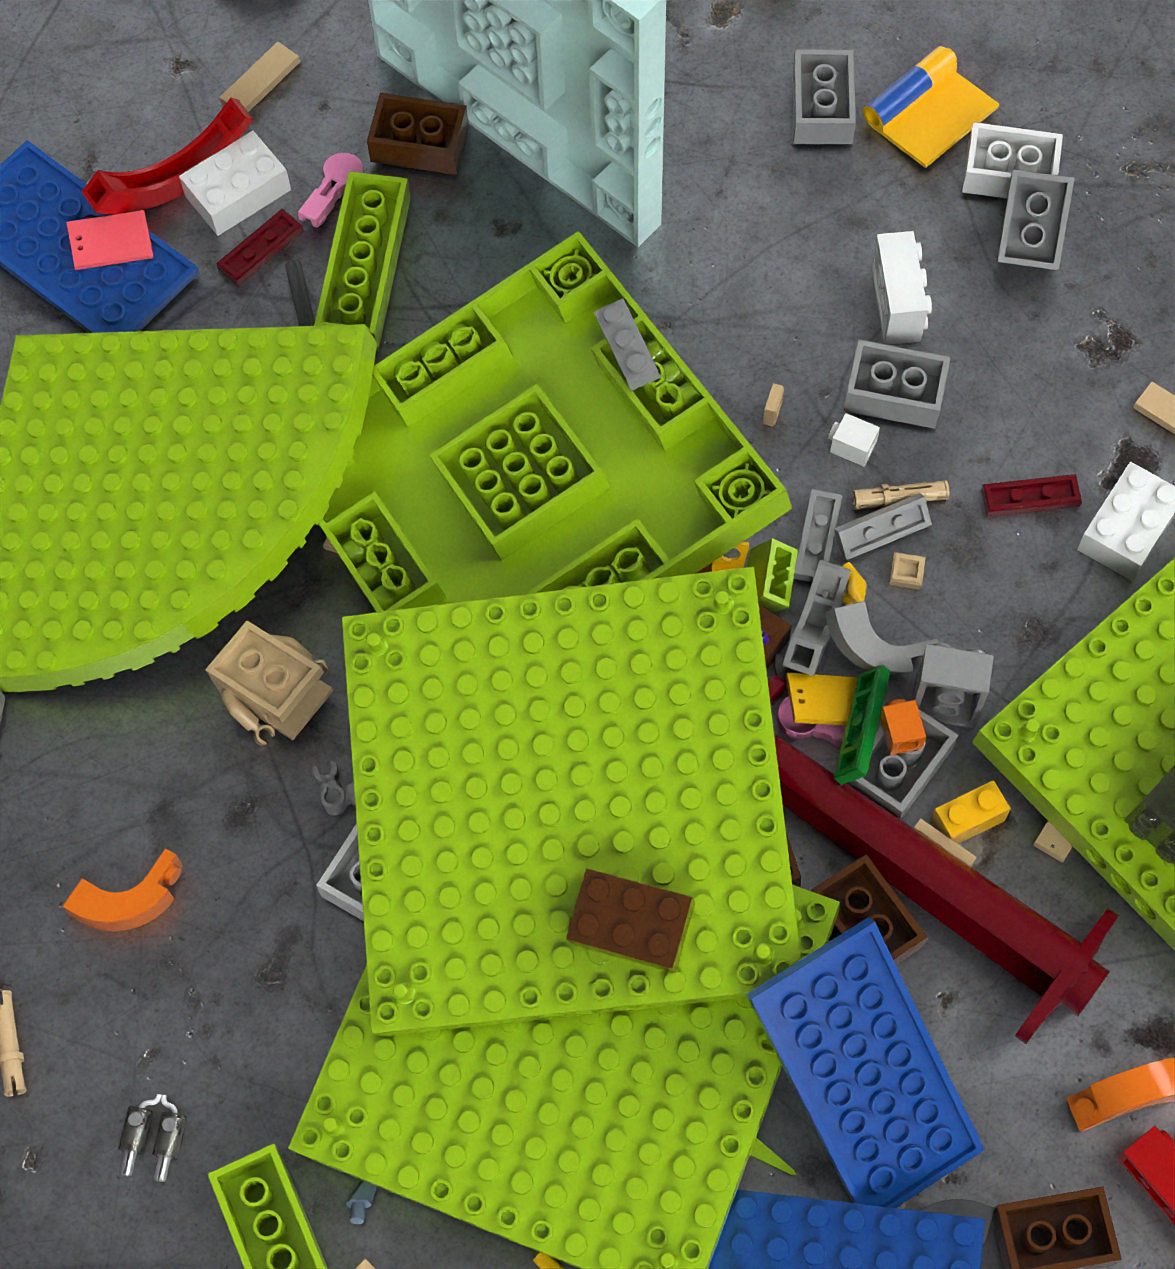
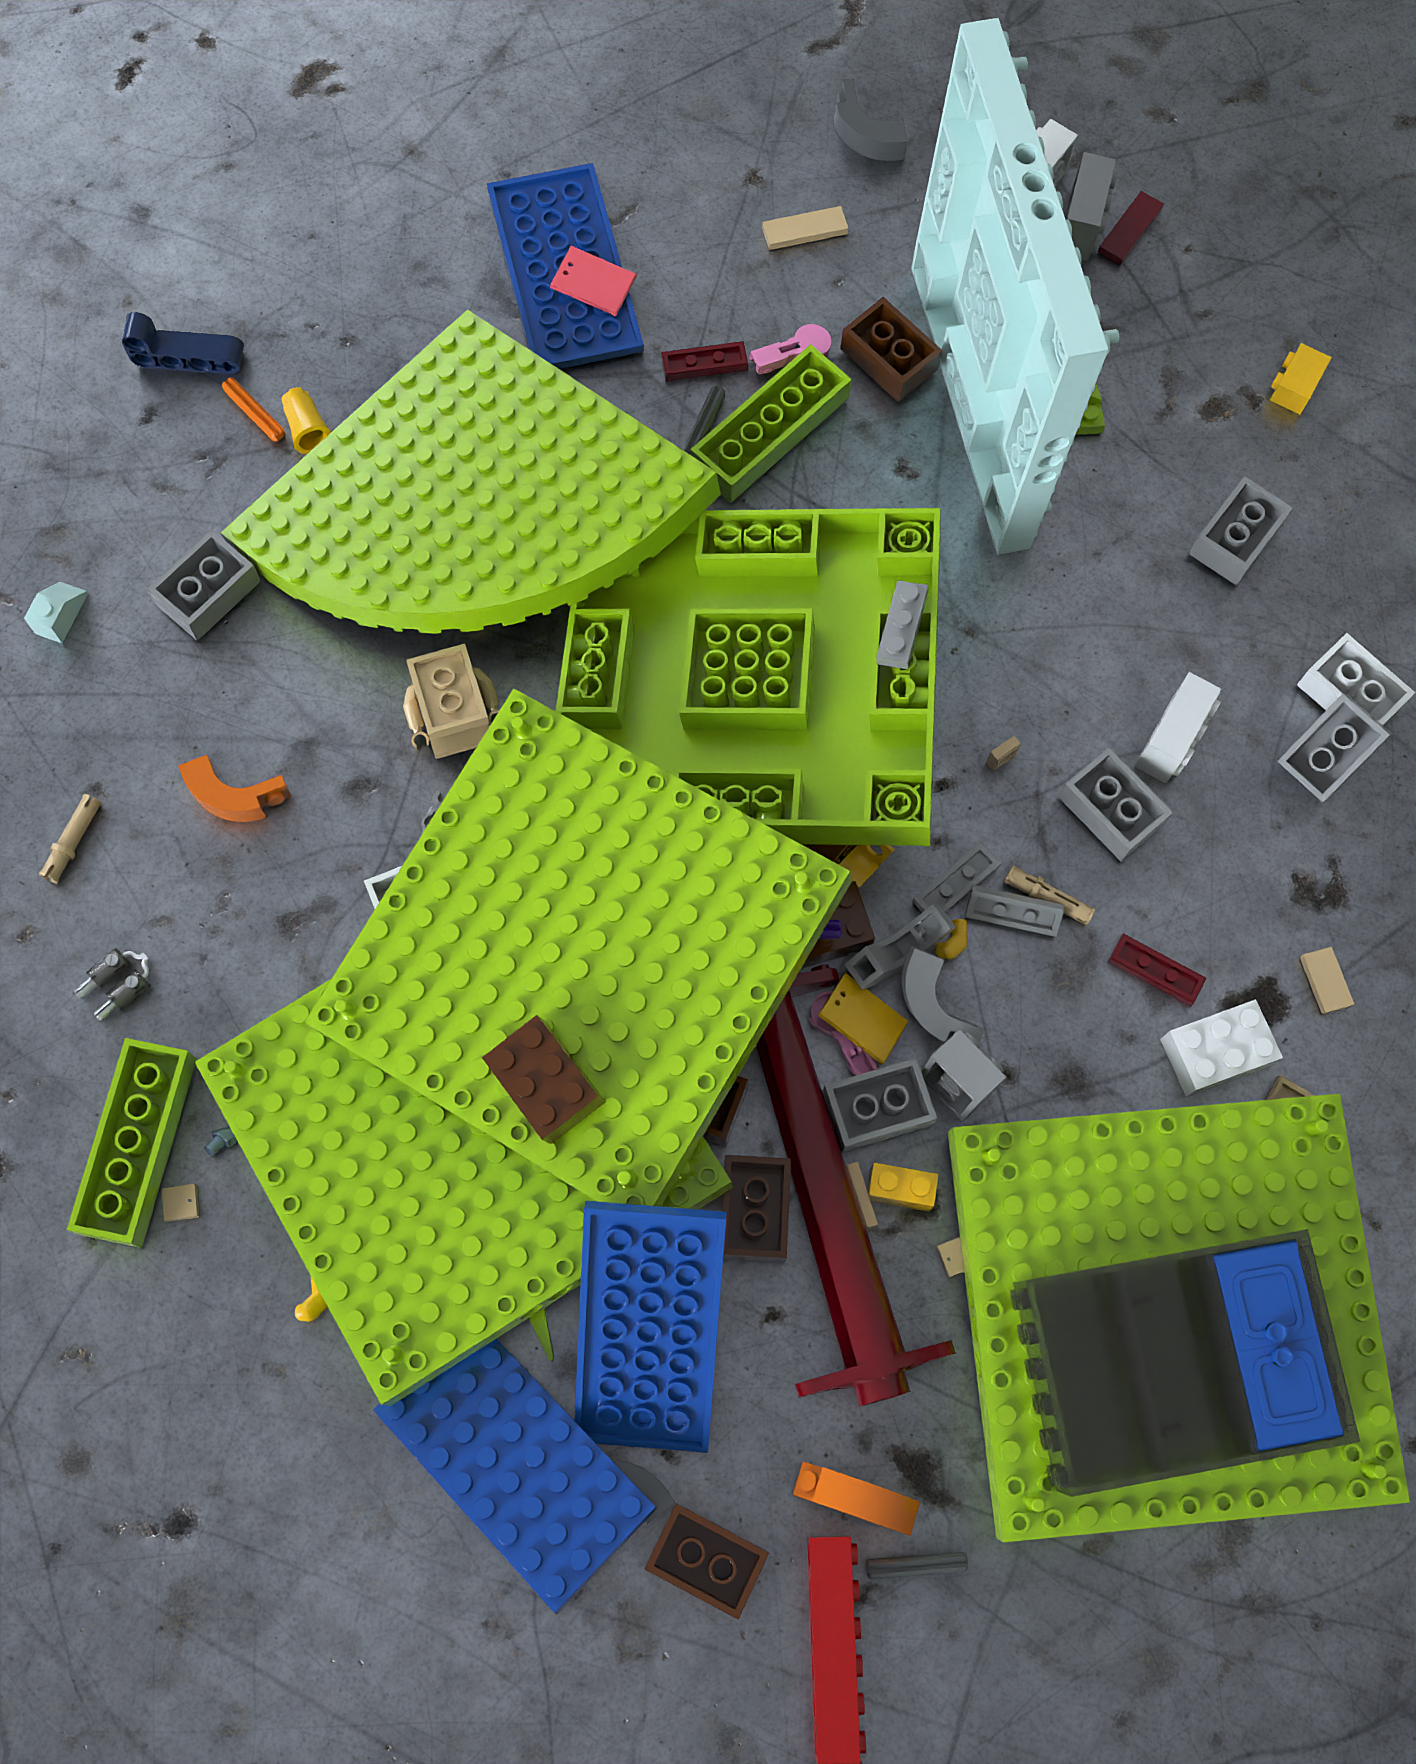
camera: 30 degrees right, 5 degrees up
(160, 182) = (679, 261): red arch -> none
(235, 183) = (722, 297): white brick -> none
(774, 573) = (893, 887): lime brick -> none
(853, 439) = (1046, 825): white brick -> none
(862, 725) = (867, 1055): green plate -> none
(902, 726) = (895, 1079): orange brick -> none
(907, 570) = (1007, 959): tan tile -> none
(929, 108) = (1324, 597): yellow door -> none

